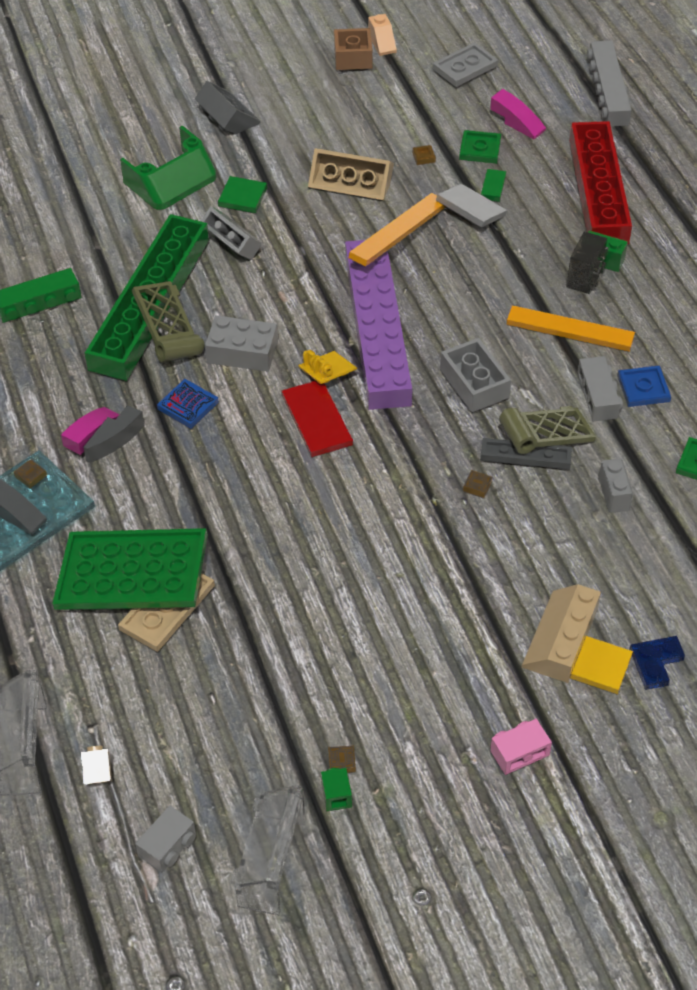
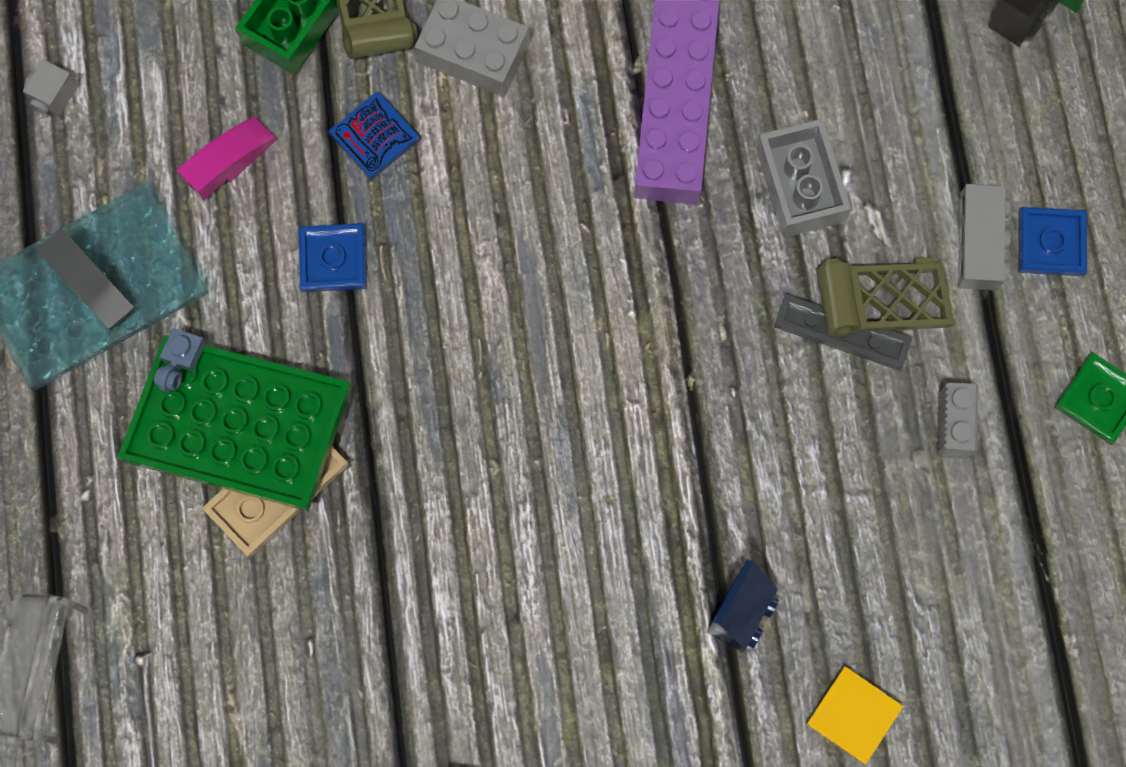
camera: 15 degrees right, 25 degrees up
(30, 473) = (124, 225): pearl gold tile -> none
(83, 536) = (180, 351): none -> sand blue plate
(96, 765) = (131, 733): brick -> none
(114, 434) = (256, 173): dark grey slope -> none
(175, 473) = (332, 257): none -> blue tile
(317, 418) = (554, 200): red tile -> none
(325, 367) = (588, 113): yellow hinge -> none
(477, 484) = (759, 369): pearl gold tile -> none
(507, 606) = (744, 608): none -> dark blue slope
(562, 632) = (812, 652): tan slope -> none
(570, 328) = (972, 110): light orange tile -> none
(651, 658) = (925, 717): clear blue plate -> none

